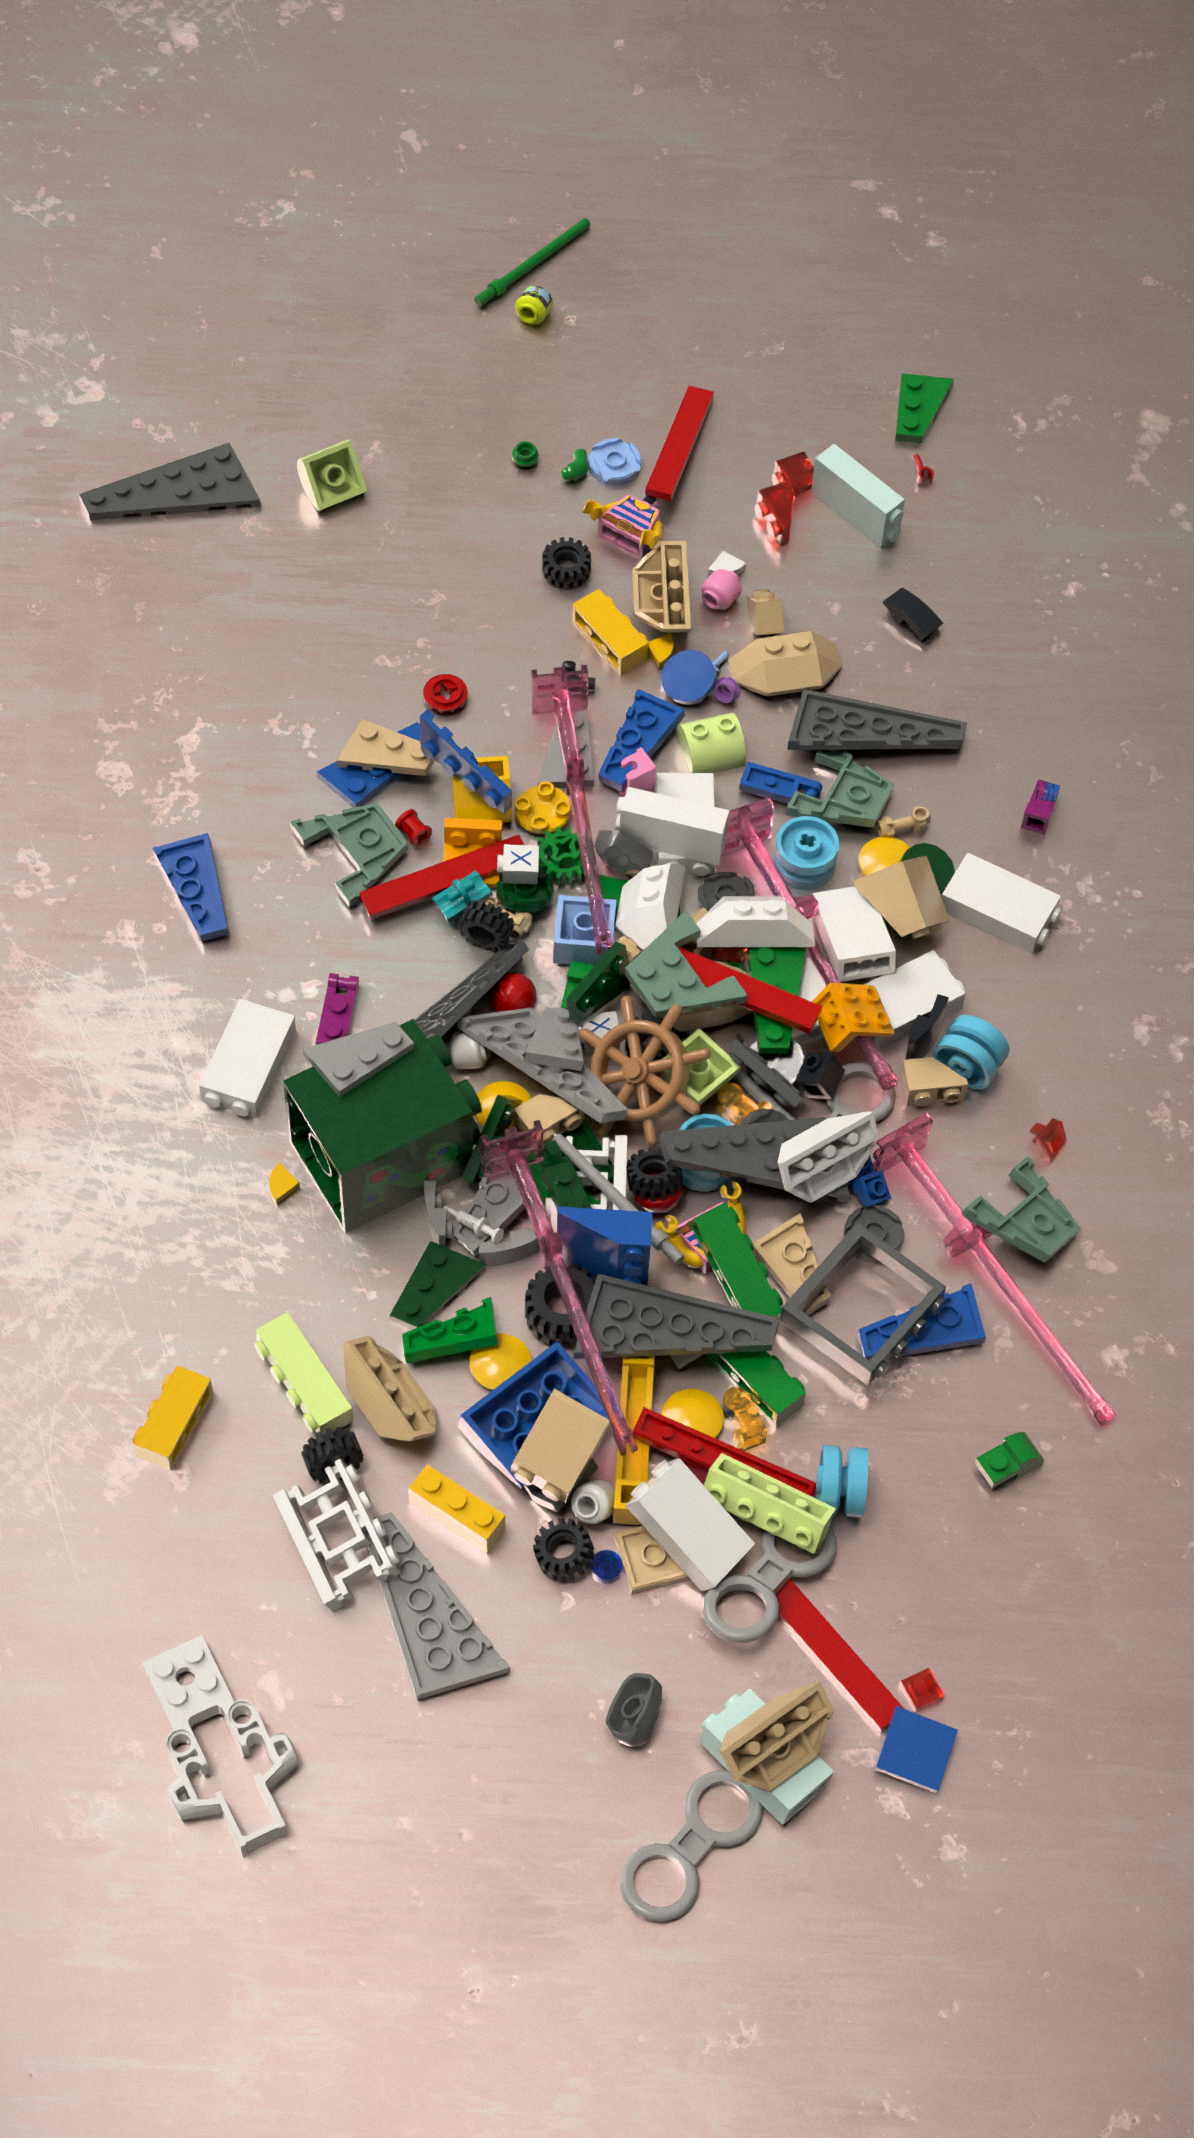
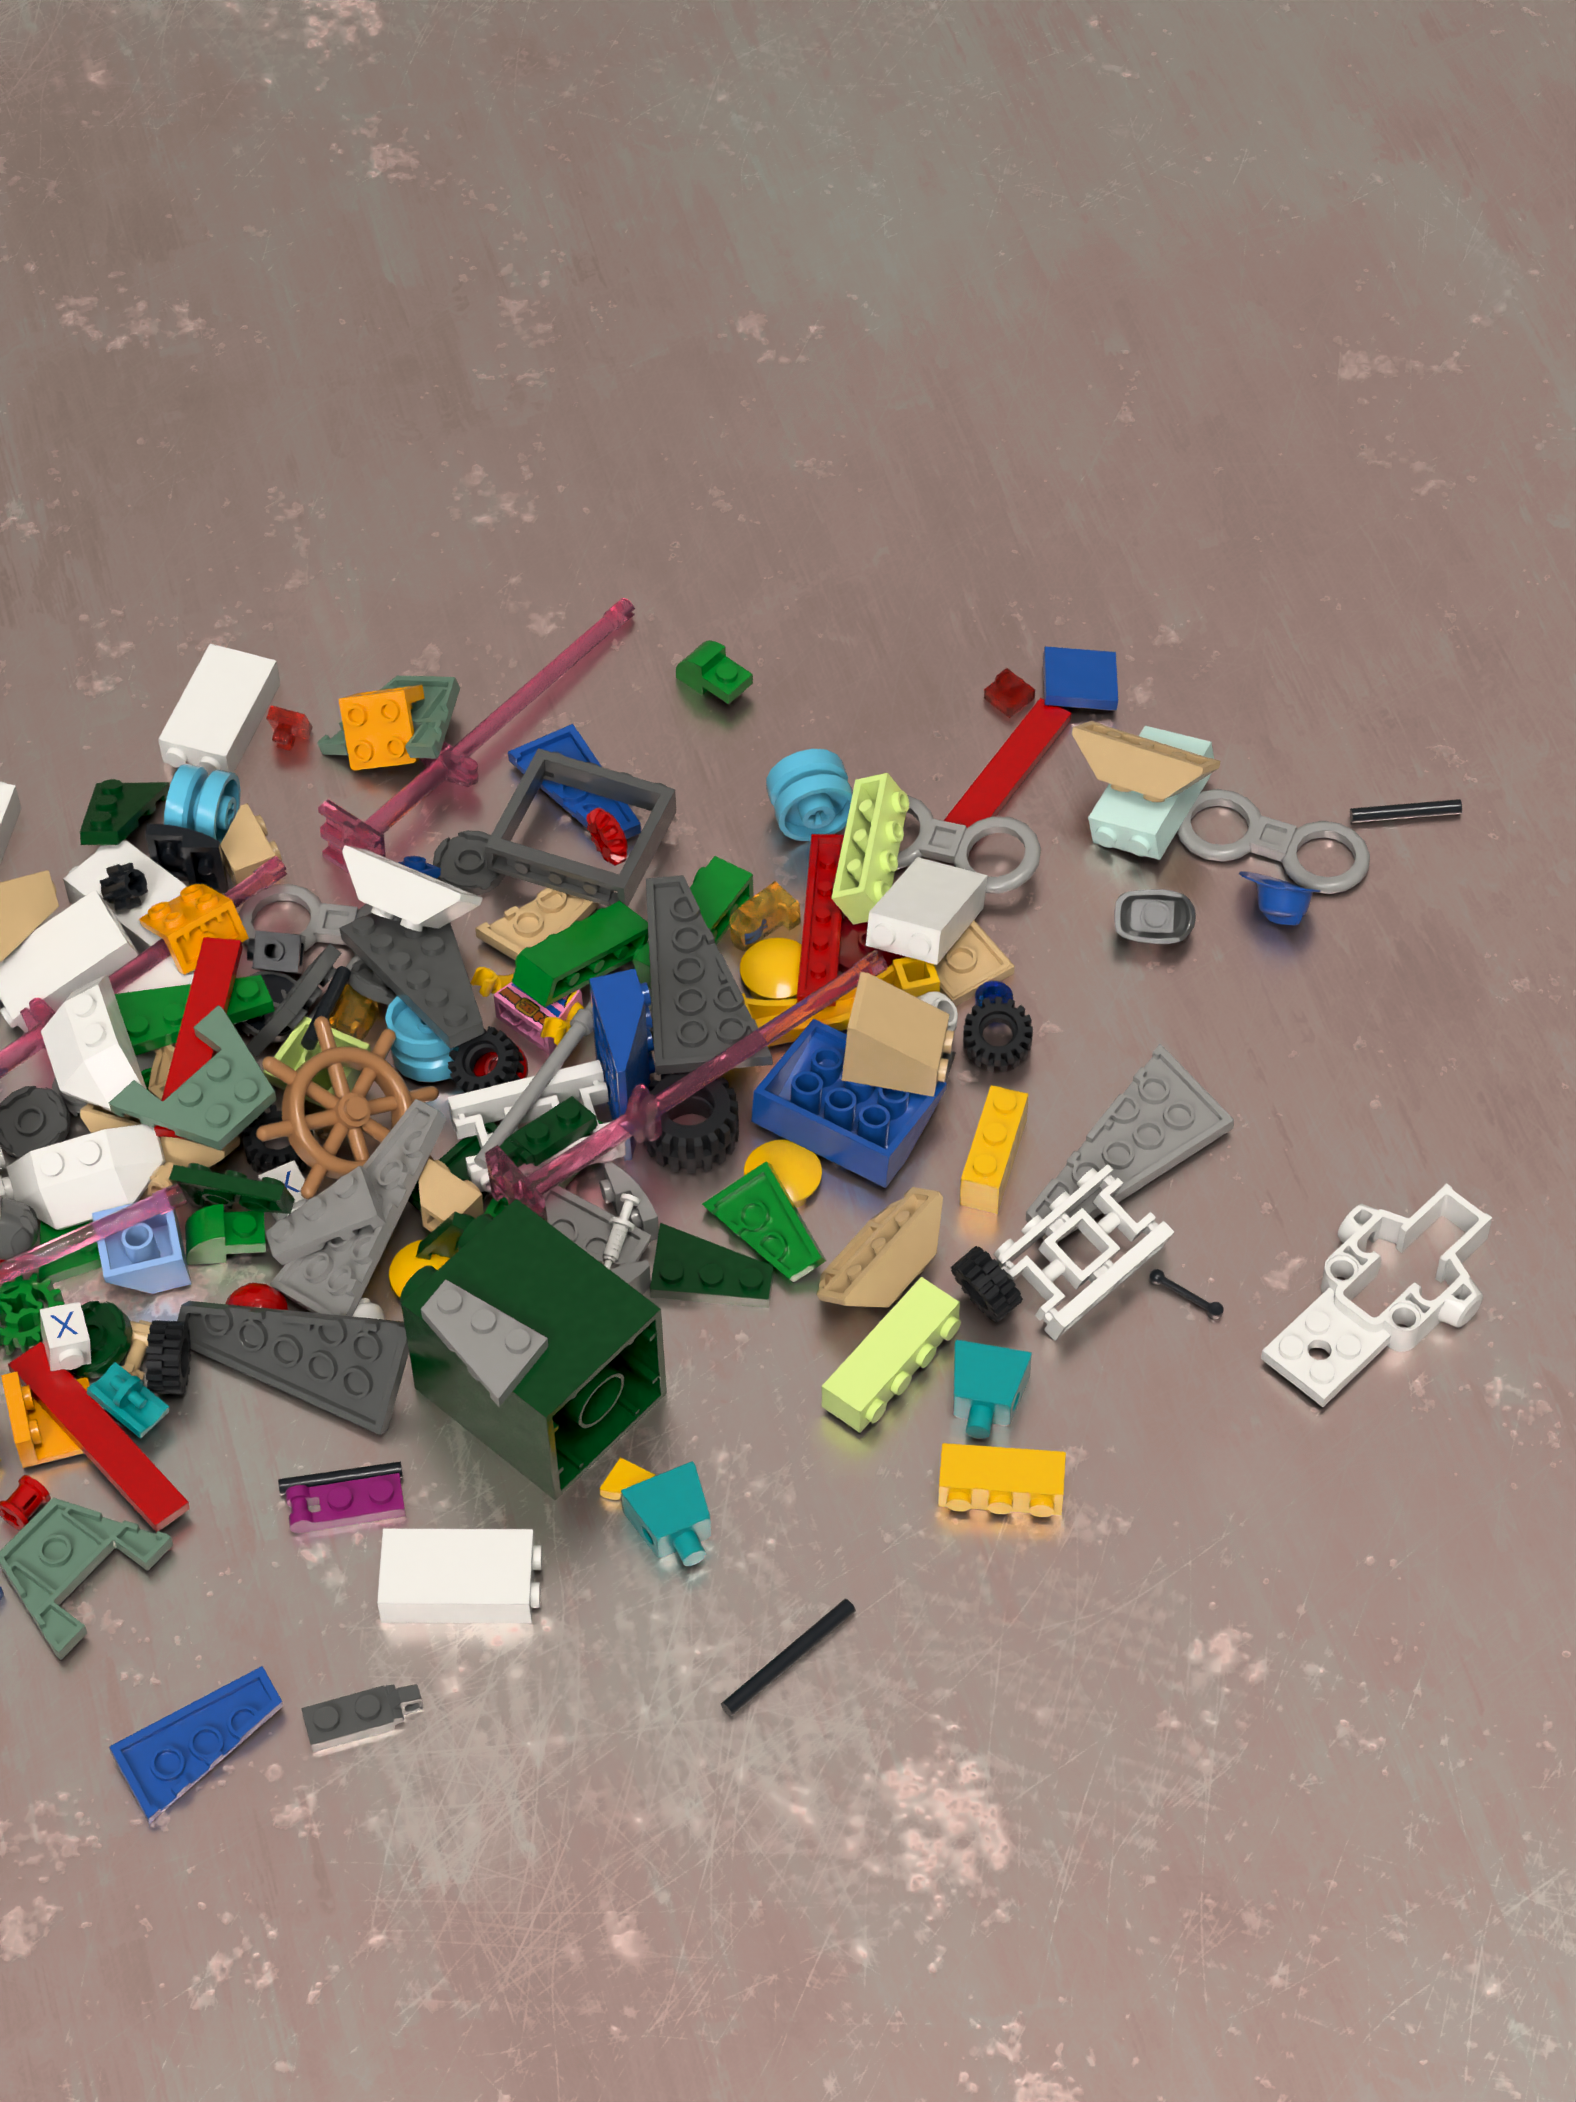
camera: 105 degrees left, 5 degrees down
(102, 1243) = (788, 1657): none -> black bar
(174, 980) = (359, 1715): none -> dark grey hinge
(237, 1199) = (670, 1513): none -> teal torso
(254, 1434) = (988, 1385): none -> teal torso
(260, 1623) = (1214, 1309): none -> black hinge
(361, 1004) = (340, 1476): none -> black bar
(630, 1819) = (1279, 899): none -> blue piece
(686, 1971) = (1404, 811): none -> black bar
(743, 1081) = (326, 1005): none -> black bar
(824, 1297) = (607, 836): none -> red gear
(908, 976) = (123, 886): none -> black gear
(994, 1000) = (116, 810): none -> dark green wing
(1028, 1186) = (379, 726): none -> light orange bracket
(1078, 1095) = (219, 710): none -> white brick

